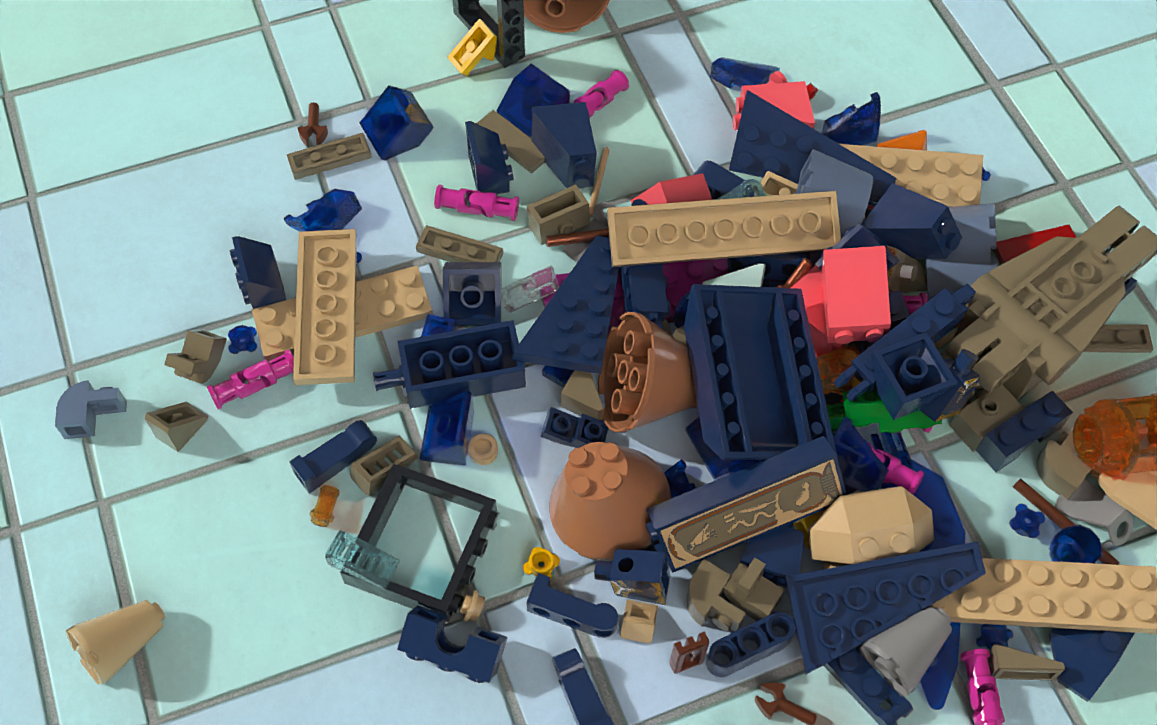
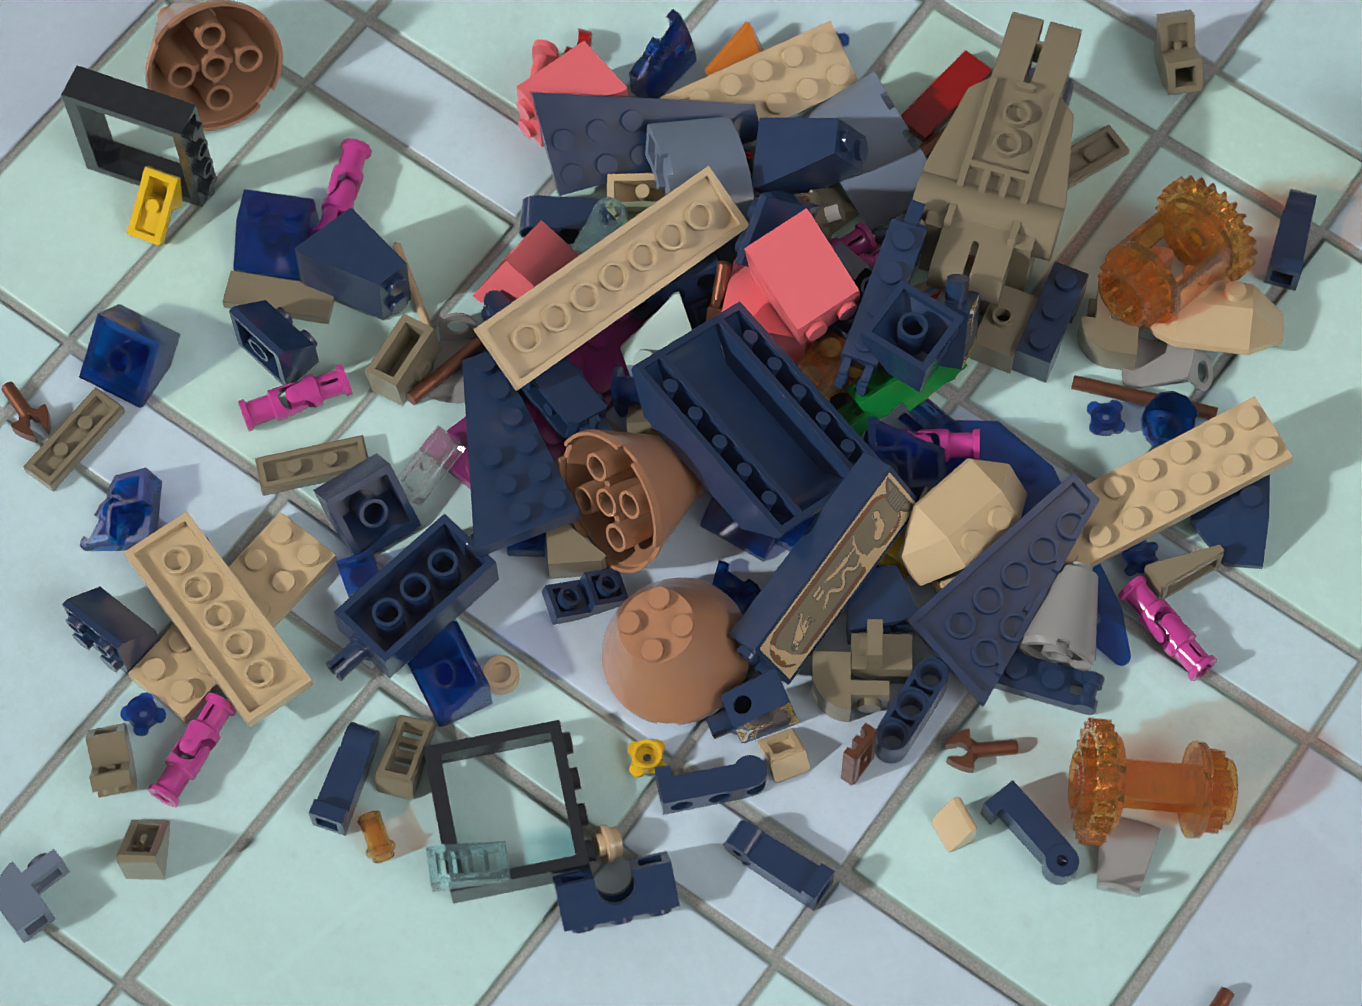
camera: 30 degrees left, 5 degrees up
(740, 73) = (493, 59): clear blue slope -> none

